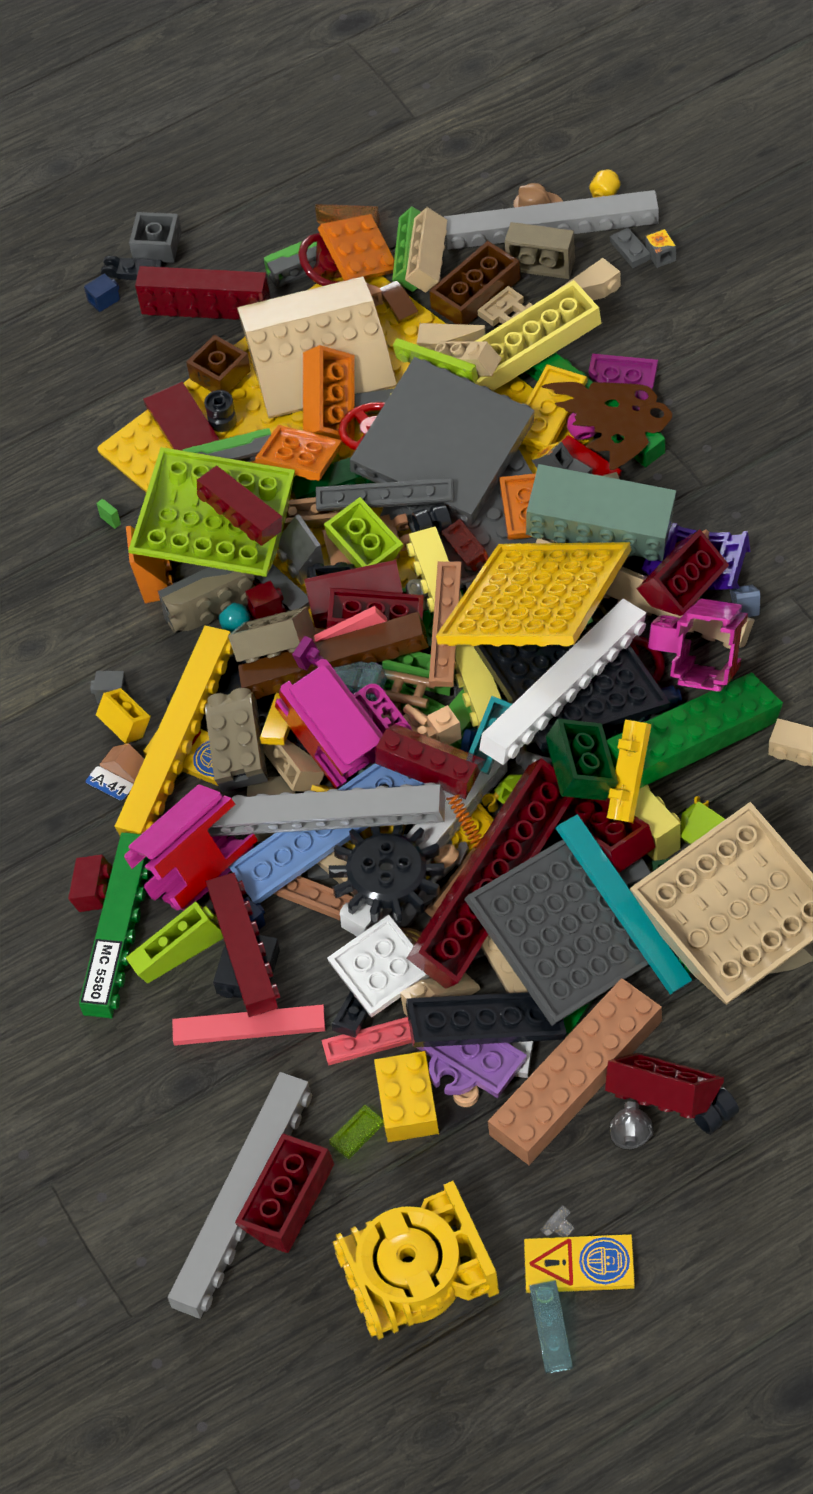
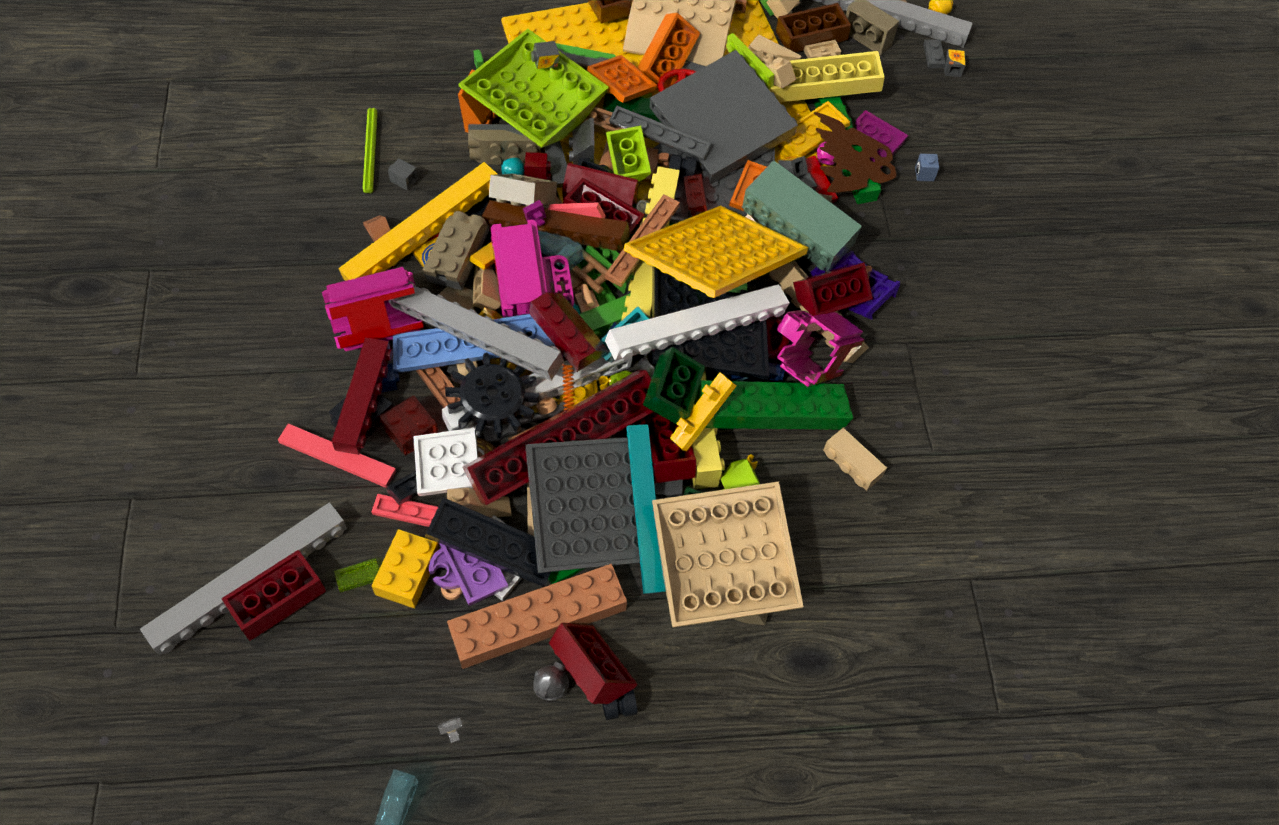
camera: 15 degrees right, 5 degrees up
(50, 679) = (370, 145): none -> lime axle
(90, 882) = (298, 299): dark red brick -> none
(109, 783) = (360, 237): sticker -> none
(114, 934) = (284, 348): green brick -> none
(123, 715) = (396, 197): yellow brick -> none
(176, 942) = (321, 370): lime slope -> none
(180, 418) = (564, 22): dark red tile -> none
(202, 464) = (545, 55): none -> dark grey brick
(220, 410) = (592, 29): black wheel -> none
(239, 505) = (551, 90): dark red brick -> none
(306, 951) = (407, 421): none -> clear red brick
(398, 301) = (755, 16): reddish brown slope -> none
(408, 1233) = (312, 676): yellow brick -> none
(442, 726) = (597, 312): light nougat brick -> none
(580, 1262) = (448, 768): yellow tile -> none
(598, 280) = (898, 64): tan slope -> none
(700, 387) = (927, 167): none -> sand blue brick
(748, 597) = (872, 331): sand blue slope -> none

